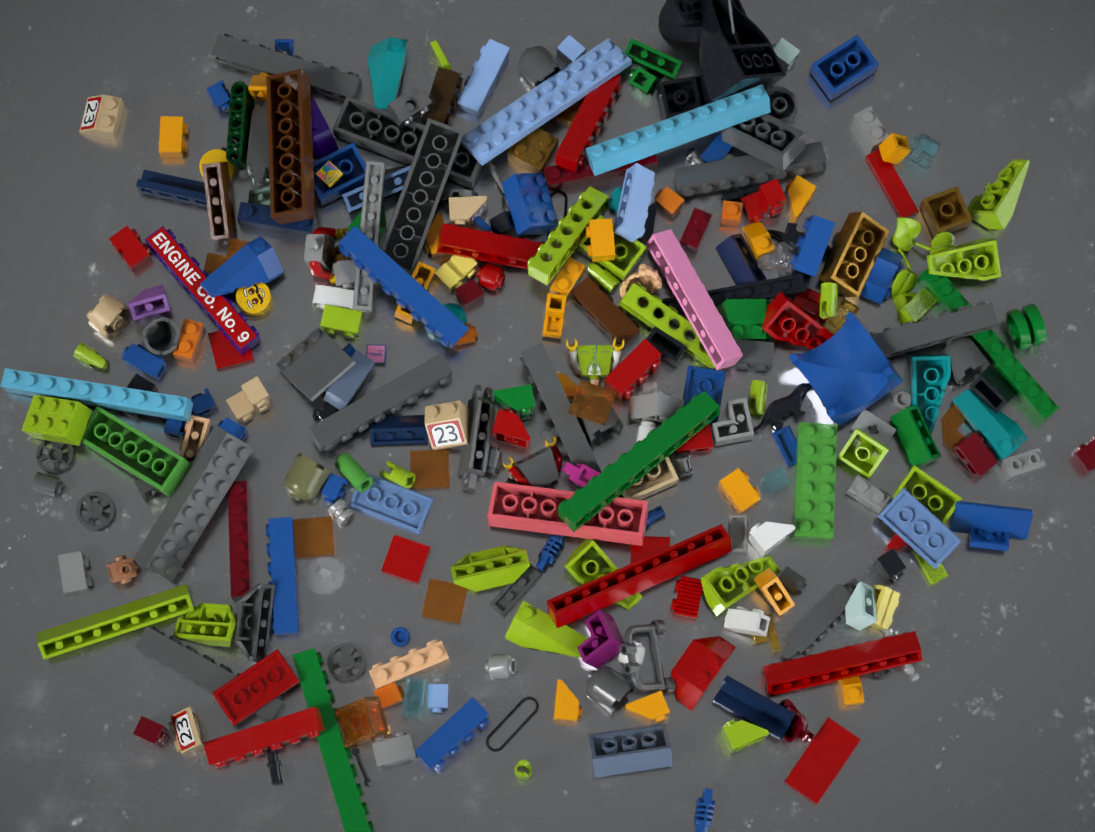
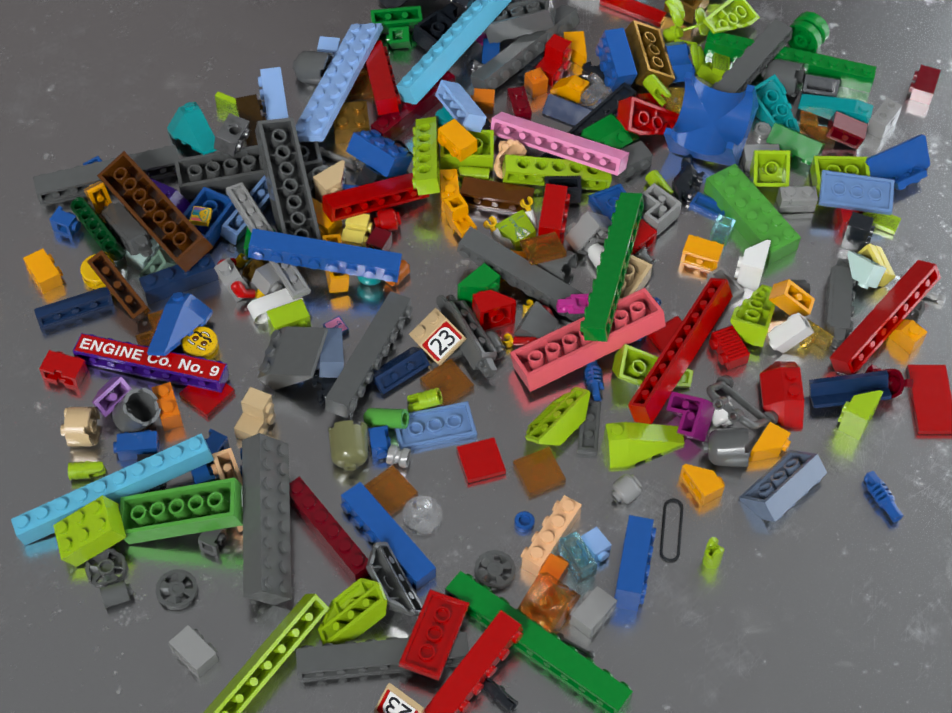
camera: 35 degrees left, 20 degrees down
(115, 569) = (237, 618): nougat brick -> none

